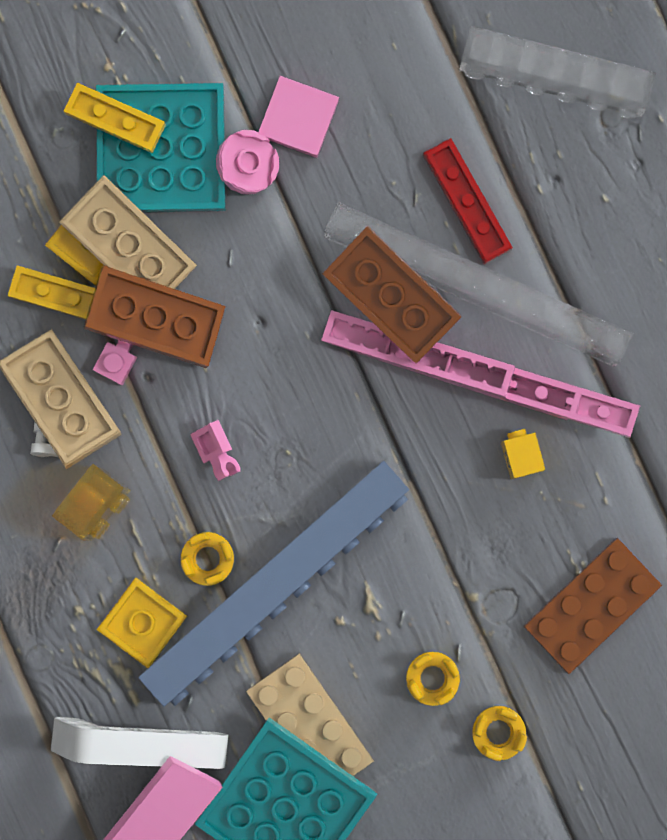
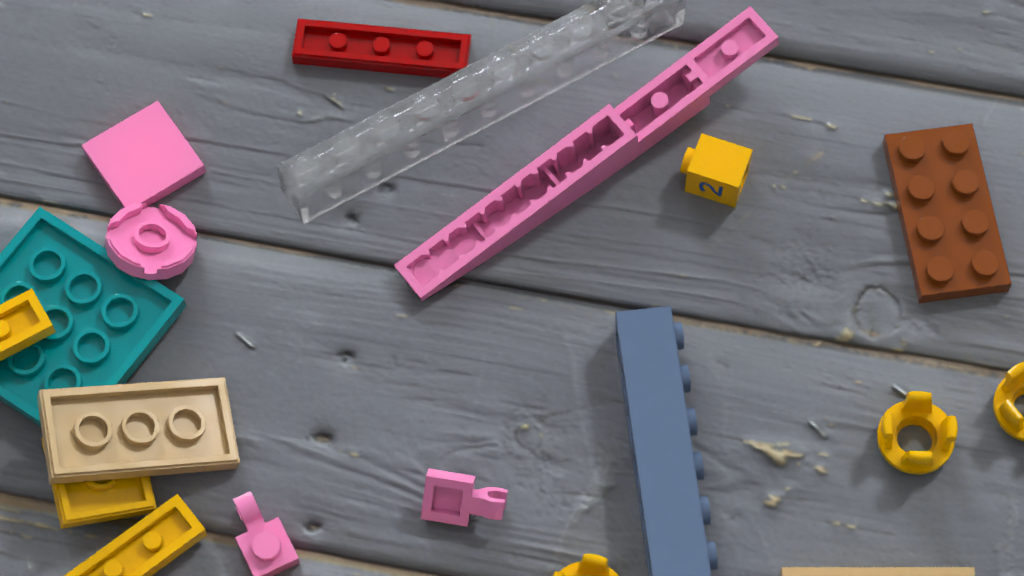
camera: 50 degrees left, 20 degrees down
(154, 317) = (249, 456): dark orange plate -> none
(392, 294) = (429, 172): dark orange plate -> none

